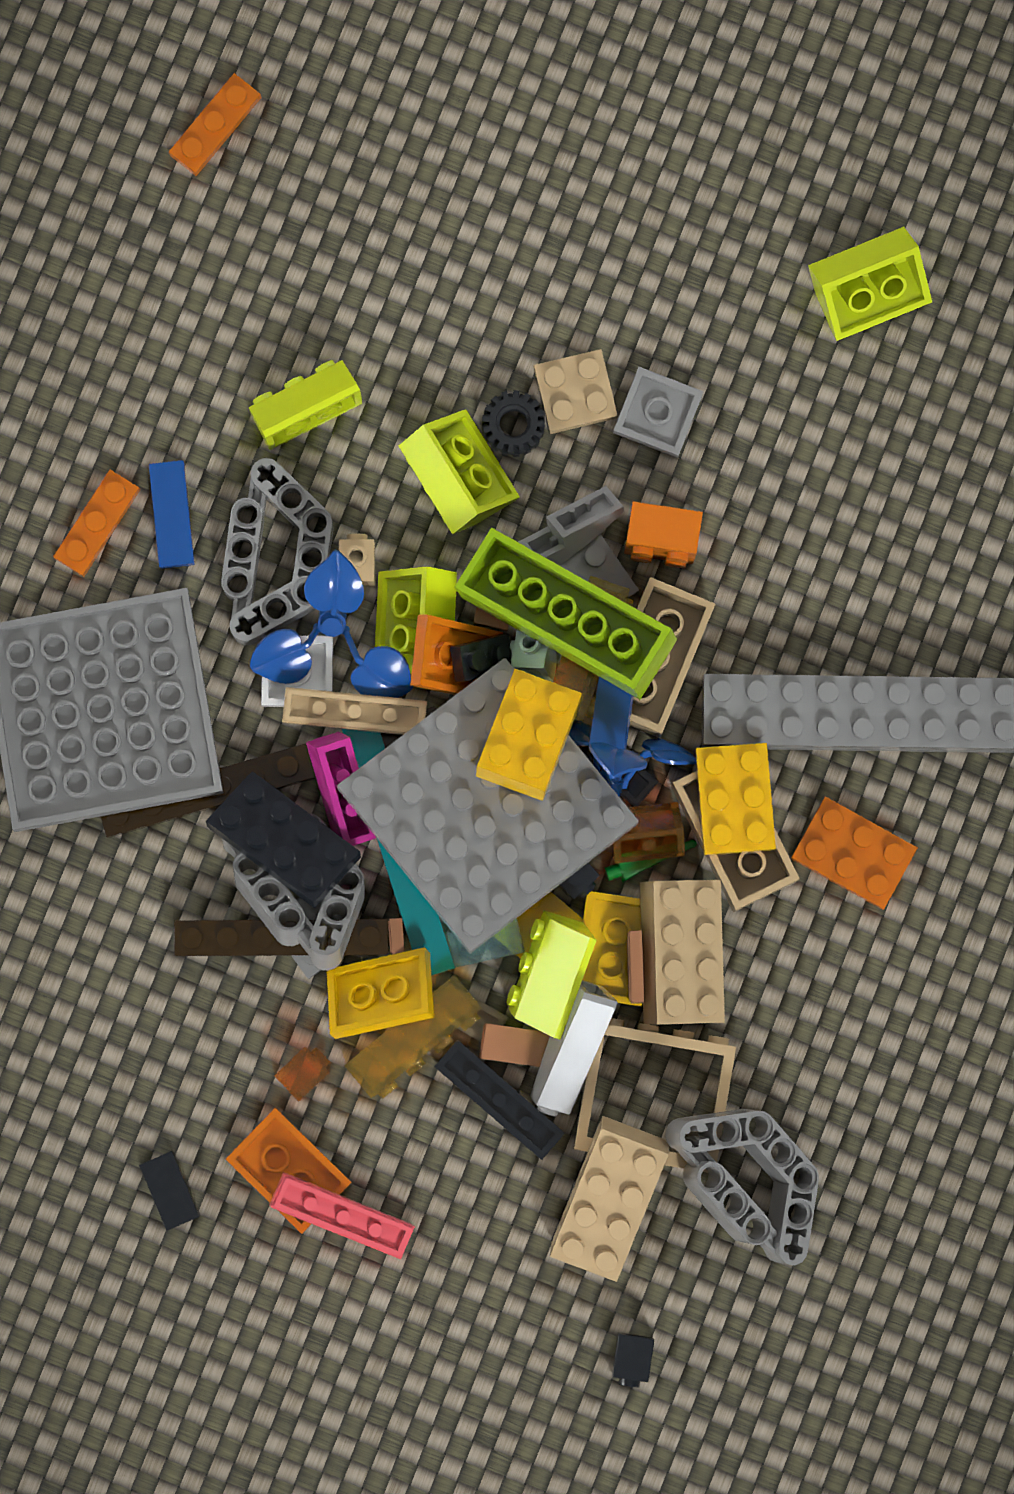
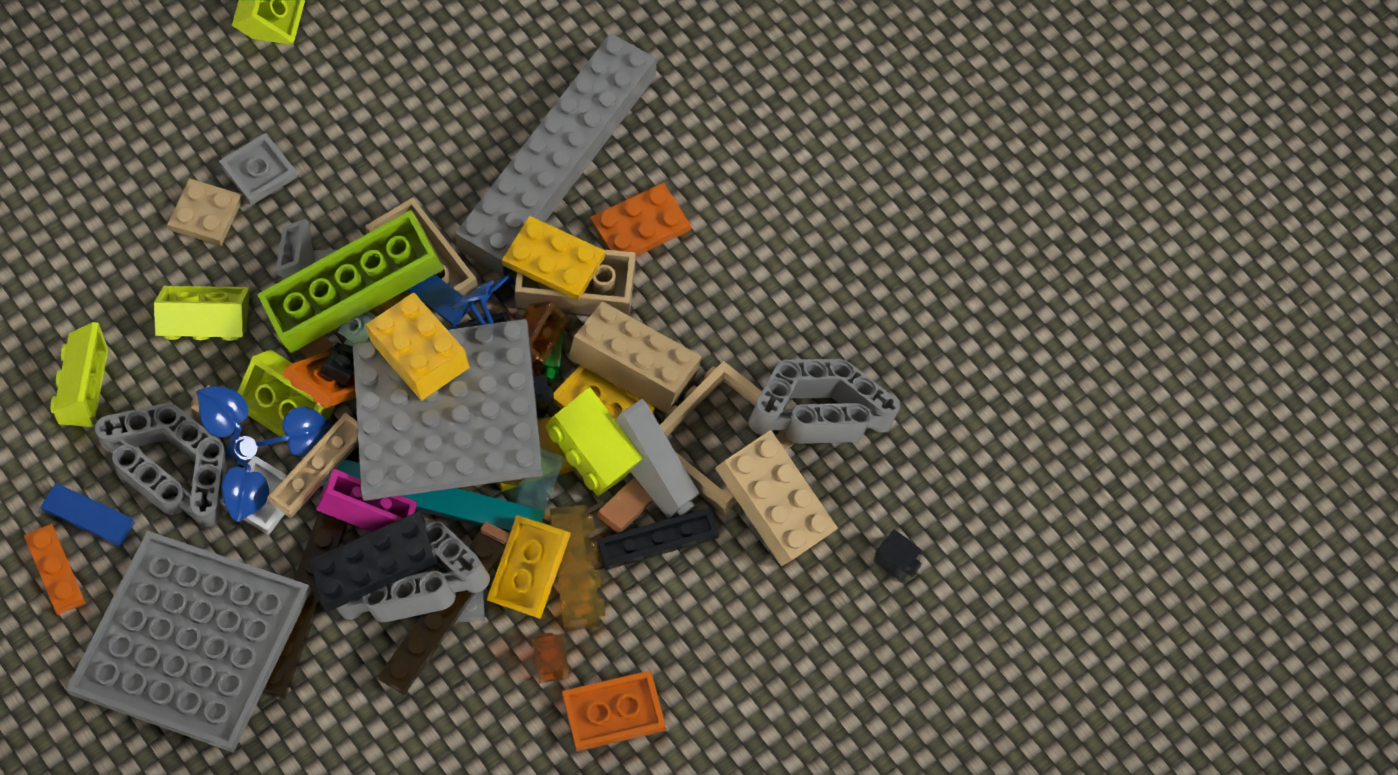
camera: 60 degrees left, 20 degrees down
(341, 1215) = (670, 690): coral tile -> none
(513, 402) = (196, 245): black tyre -> none
(635, 967) = (623, 388): nougat tile -> none
(663, 534) = (341, 205): orange brick -> none

